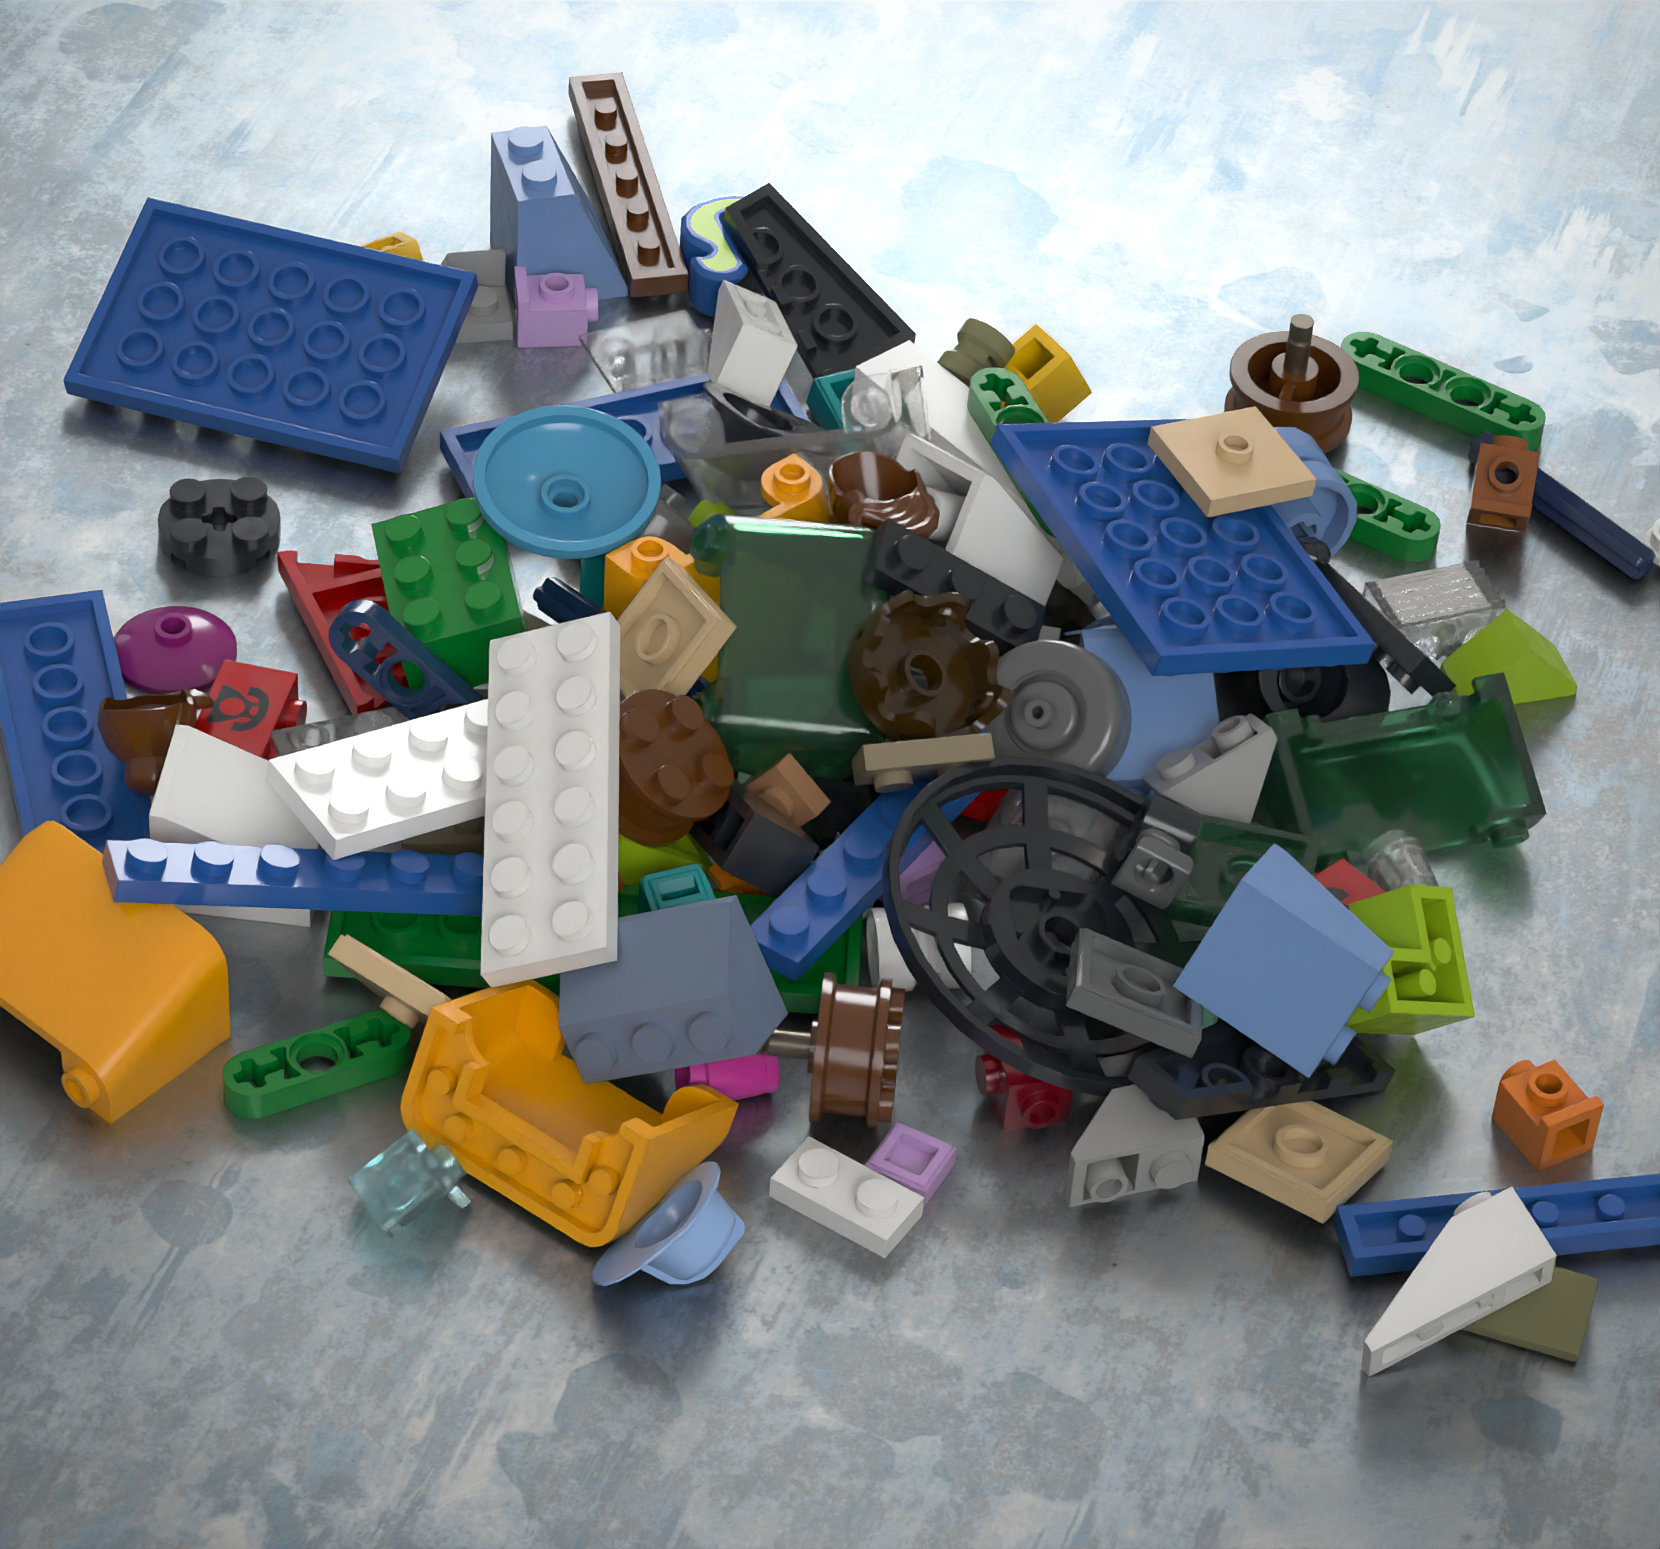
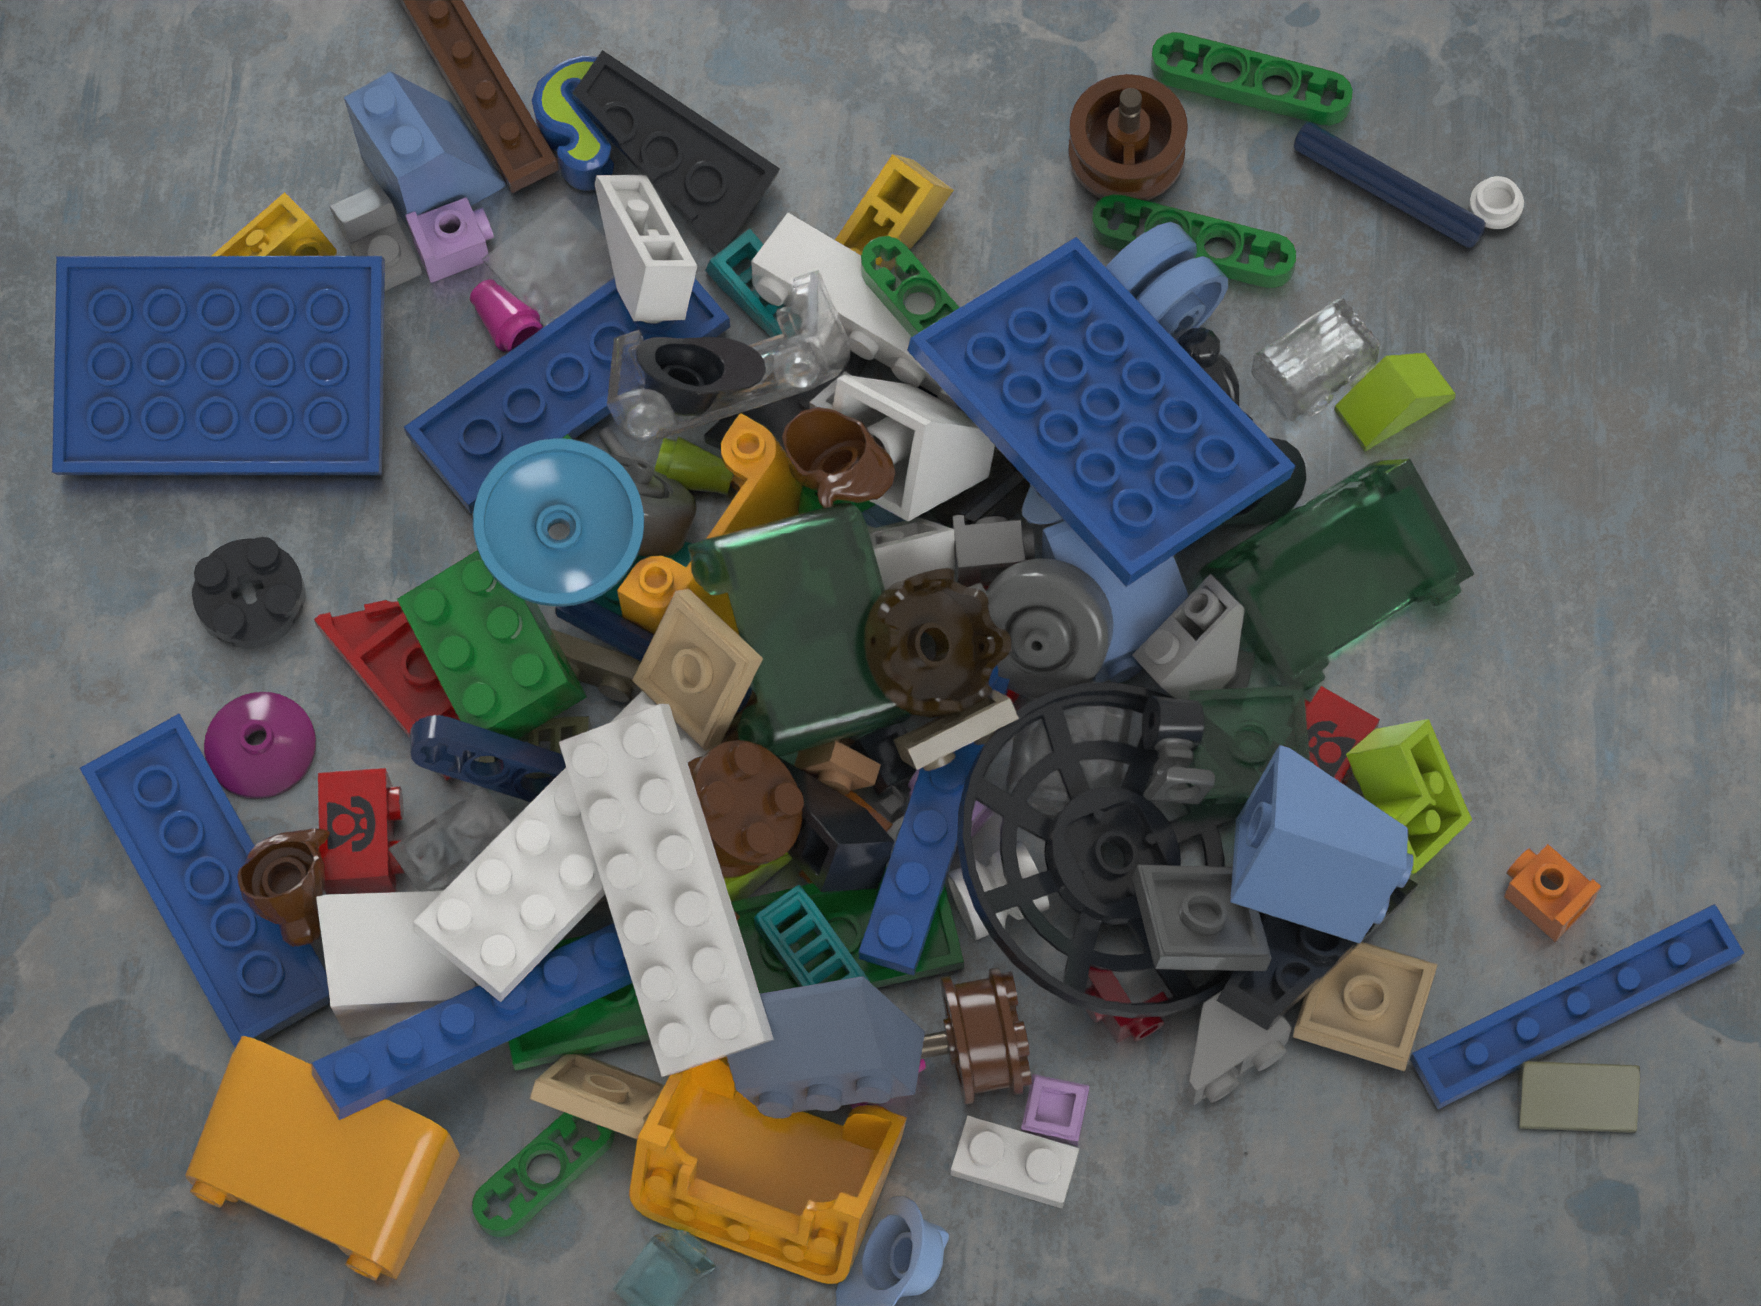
camera: 10 degrees left, 25 degrees up
(582, 375) = (504, 315): none -> dark pink cone
(907, 561) = (929, 541): black plate -> none
(977, 348) = (849, 212): olive wheel -> none
(1231, 461) = (1119, 299): tan plate -> none
(1397, 861) = (1372, 669): clear cone -> none
(1409, 663) = (1289, 424): black plate -> none
(1474, 1267) = (1538, 1103): white slope -> none
(1498, 503) = (1323, 175): dark orange brick -> none

